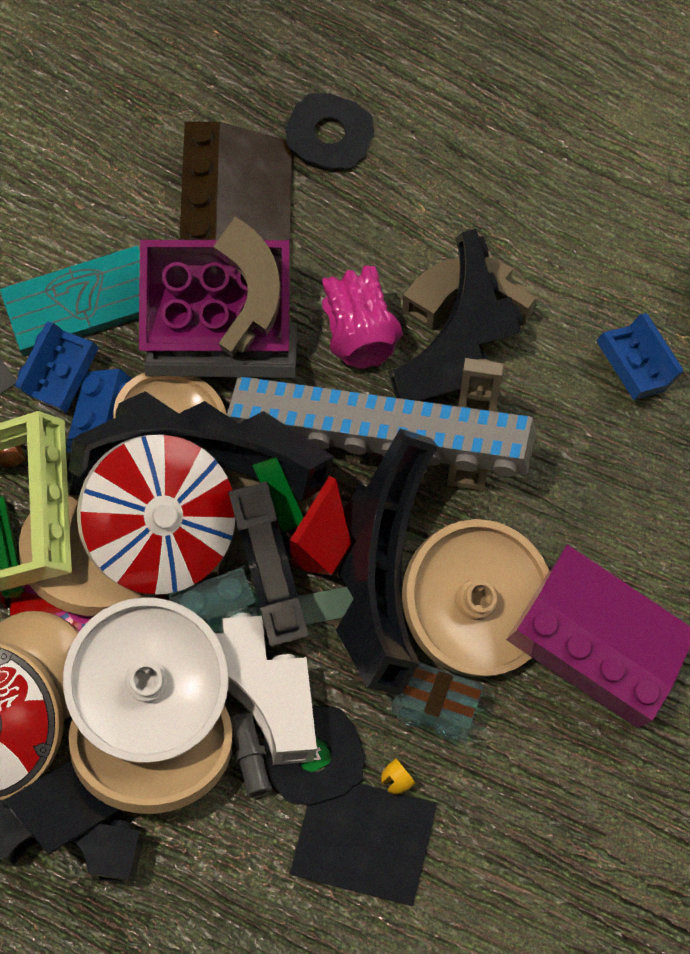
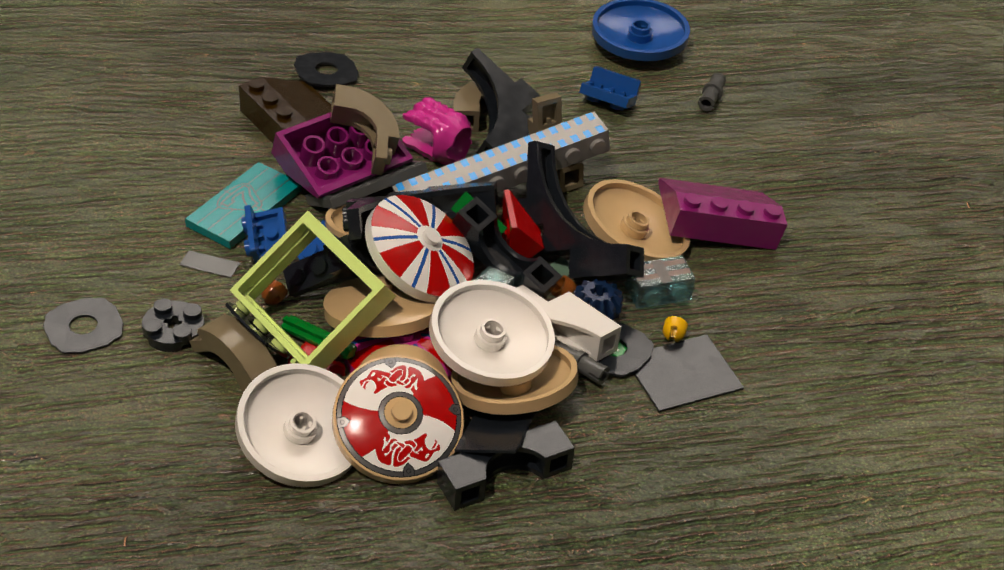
camera: 40 degrees left, 25 degrees down
(322, 640) = (564, 285): none -> dark orange hinge
(347, 695) = (601, 296): none -> dark blue gear

